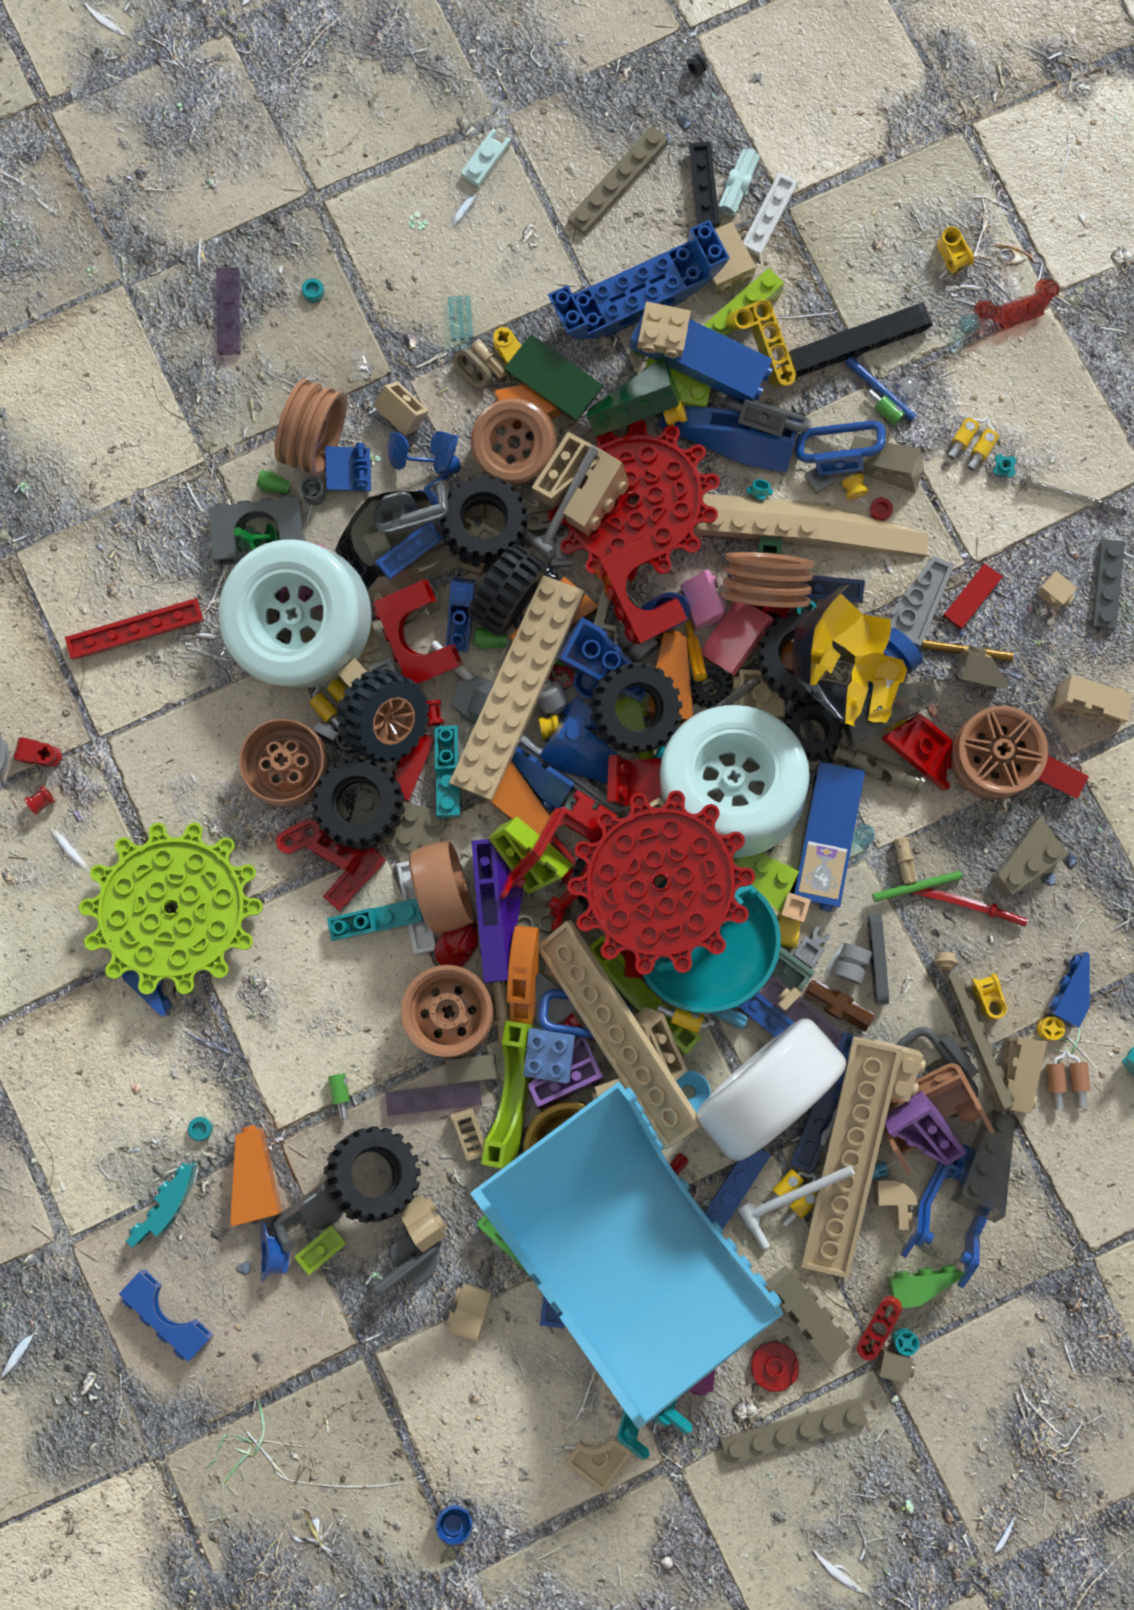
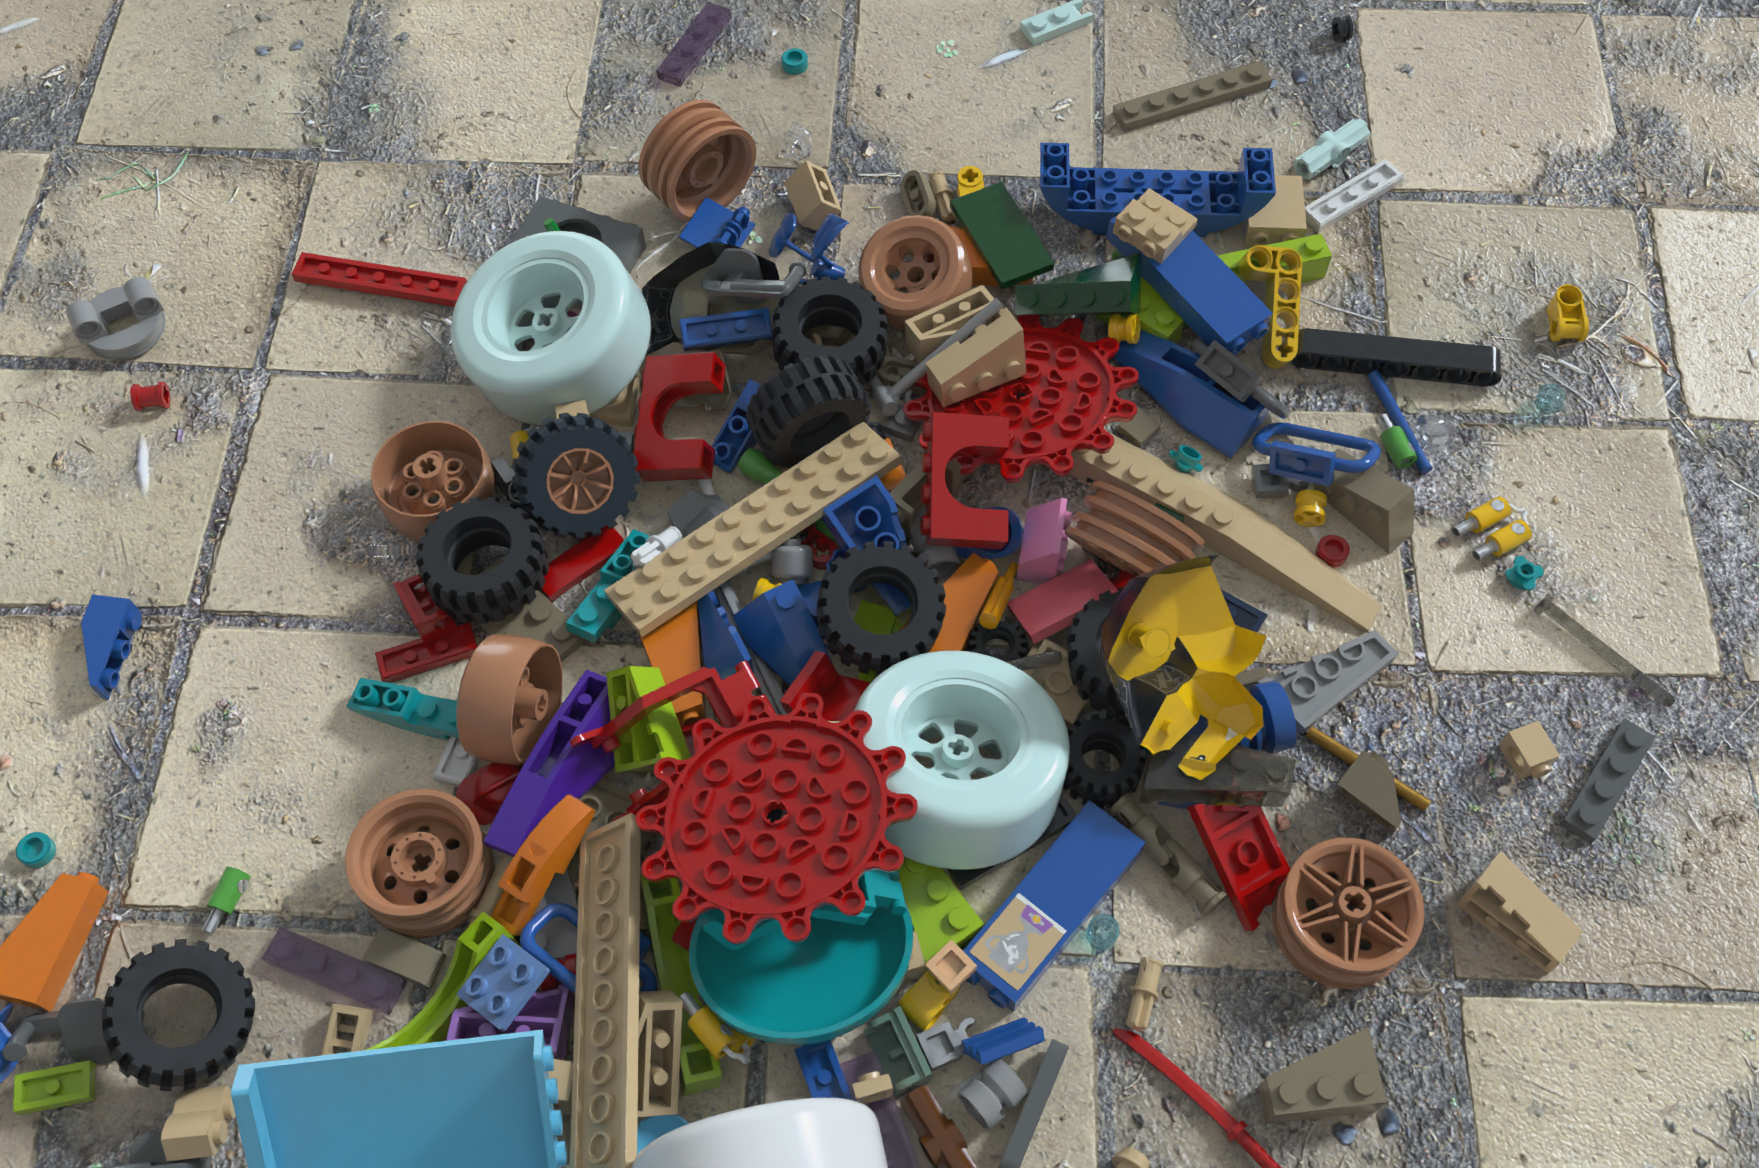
camera: 30 degrees right, 20 degrees down
(35, 752) = (185, 349): red piece -> none
(164, 943) = (151, 603): lime plate -> none
(272, 482) = (625, 207): bright green cone -> none
(298, 835) = (395, 567): red plate -> none
(313, 486) = (664, 234): dark grey wheel -> none
(434, 713) = (642, 514): red bush -> none
(461, 734) = (655, 545): none -> white axle
(462, 336) = (939, 164): clear light blue tile -> none
(703, 183) = (1292, 130): black plate -> none
(723, 476) = (1140, 429): none -> dark tan tile
(732, 1017) = (779, 1069): medium azure axle -> none
(843, 931) = (1003, 1041): none -> blue tile
(917, 886) = (1142, 1038): bright green bar -> none
(972, 596) = (1406, 706): red tile -> none
(1021, 308) = (1622, 410): clear red plate -> none
(1063, 777) = (1427, 993): red hinge -> none

